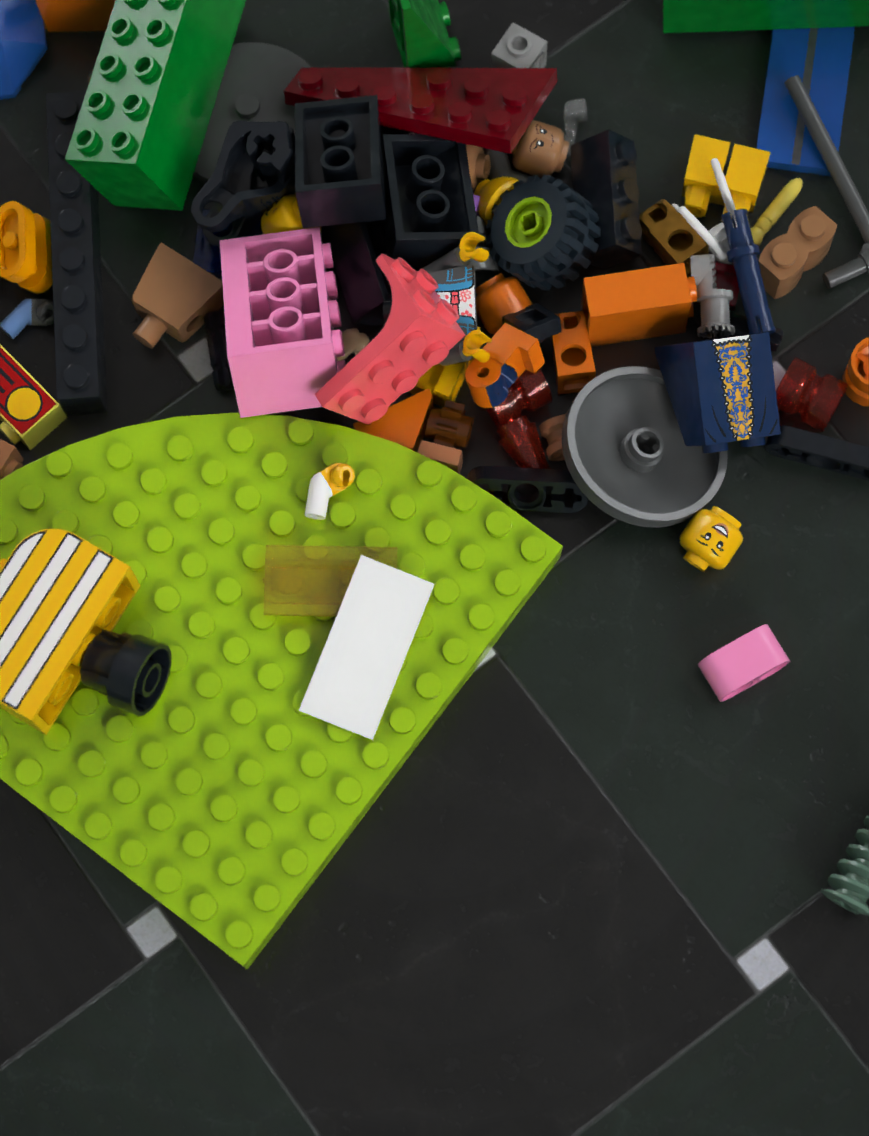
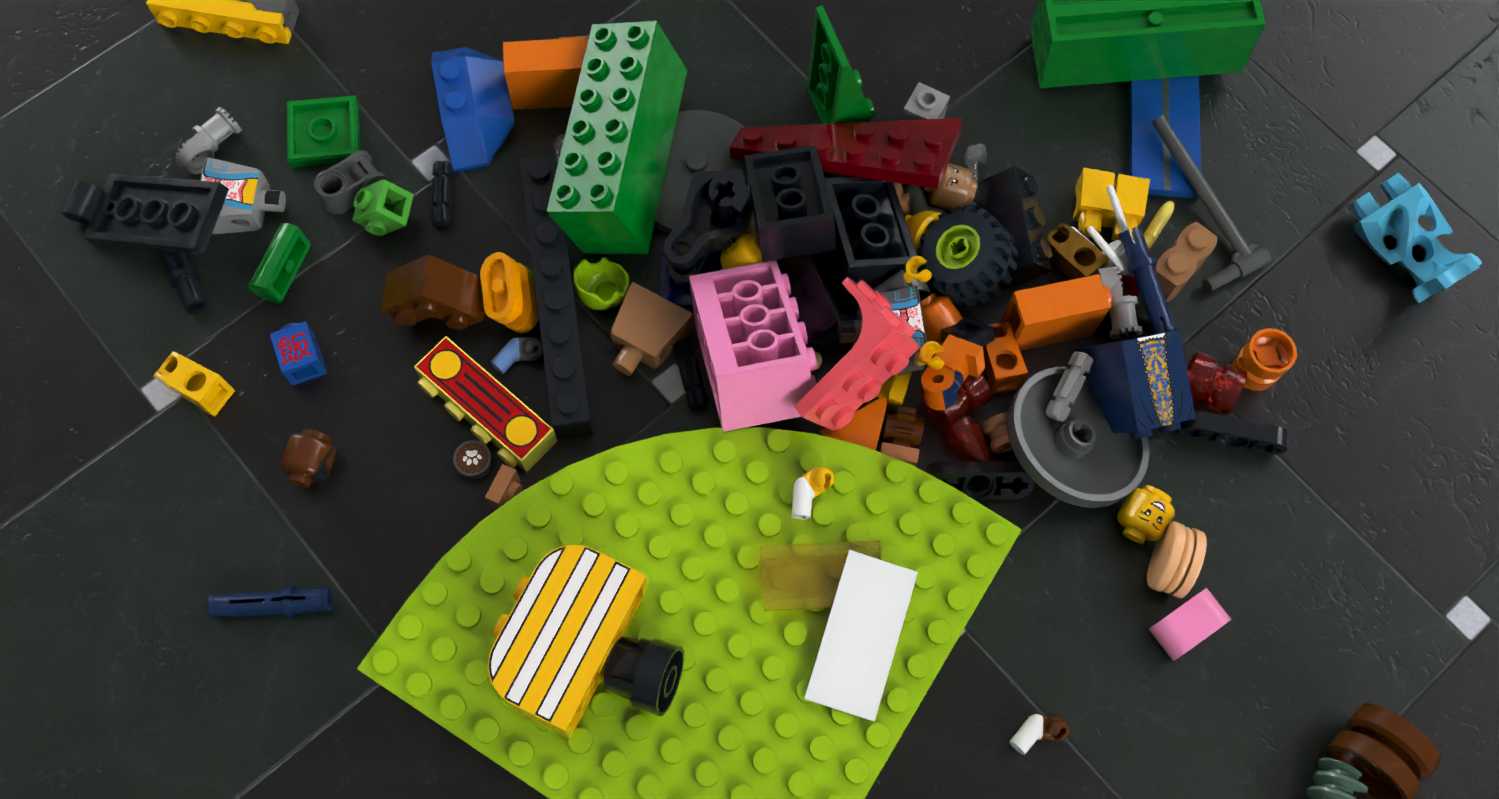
camera: 15 degrees left, 5 degrees down
(126, 242) = (600, 284): none -> lime hair
(561, 763) = (1040, 728): none -> arm
(640, 389) = (1069, 386): none -> light grey axle
(735, 591) = (1177, 560): none -> light nougat head

